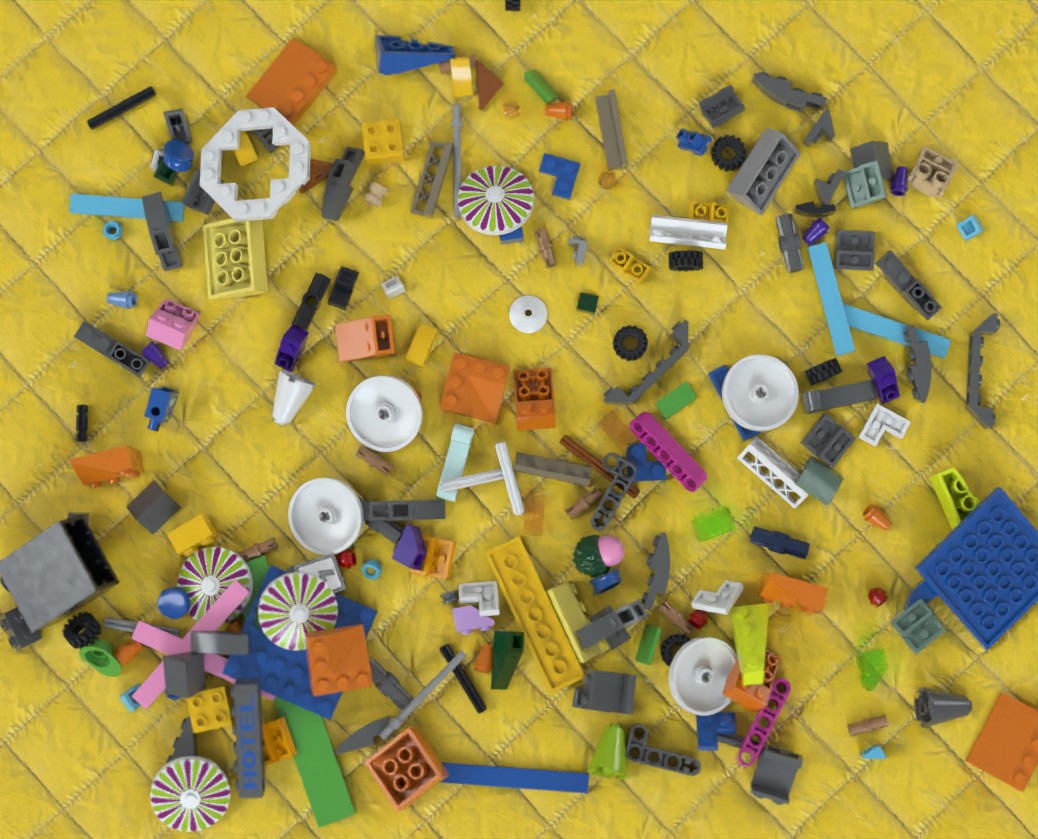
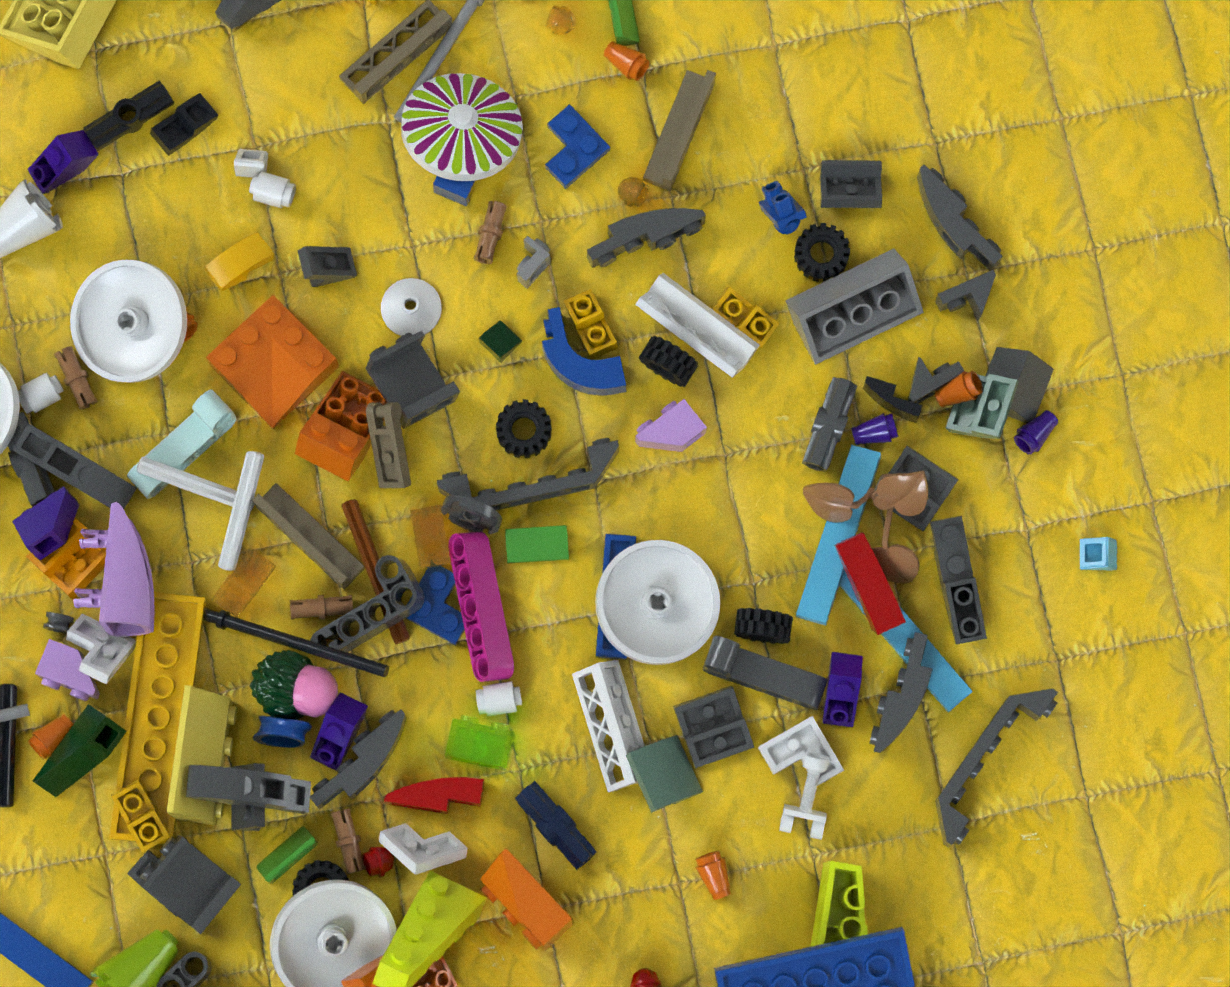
camera: 30 degrees right, 5 degrees down
(360, 480) = (40, 393): none -> white brick
(365, 339) = (170, 208): orange slope -> none
(376, 194) = (306, 26): tan wheel -> none
(415, 295) = (272, 190): none -> white brick
(470, 318) = (326, 264): none -> dark grey slope
(477, 555) = (127, 587): none -> lavender piece
(536, 541) = (223, 619): none -> black bar
(554, 354) = (410, 378): none -> dark grey panel
(560, 672) = (140, 815): none -> yellow slope
(566, 395) = (388, 444): none -> dark tan plate
(632, 193) = (655, 227): none -> dark grey slope
(633, 406) = (471, 514): none -> dark grey tile
(635, 563) = (338, 731): none -> dark purple slope
(637, 295) = (579, 373): none -> blue arch
(707, 494) = (498, 699): none -> white brick
(708, 564) = (437, 794): none -> red slope
(710, 295) = (673, 430): none -> lavender slope
(848, 182) = (960, 389): none -> orange cone
(862, 257) = (900, 491): none -> medium nougat plant
(865, 315) = (869, 583): none -> red slope
(895, 428) = (815, 764): none -> white bar
(932, 173) = (1088, 446): tan slope -> none

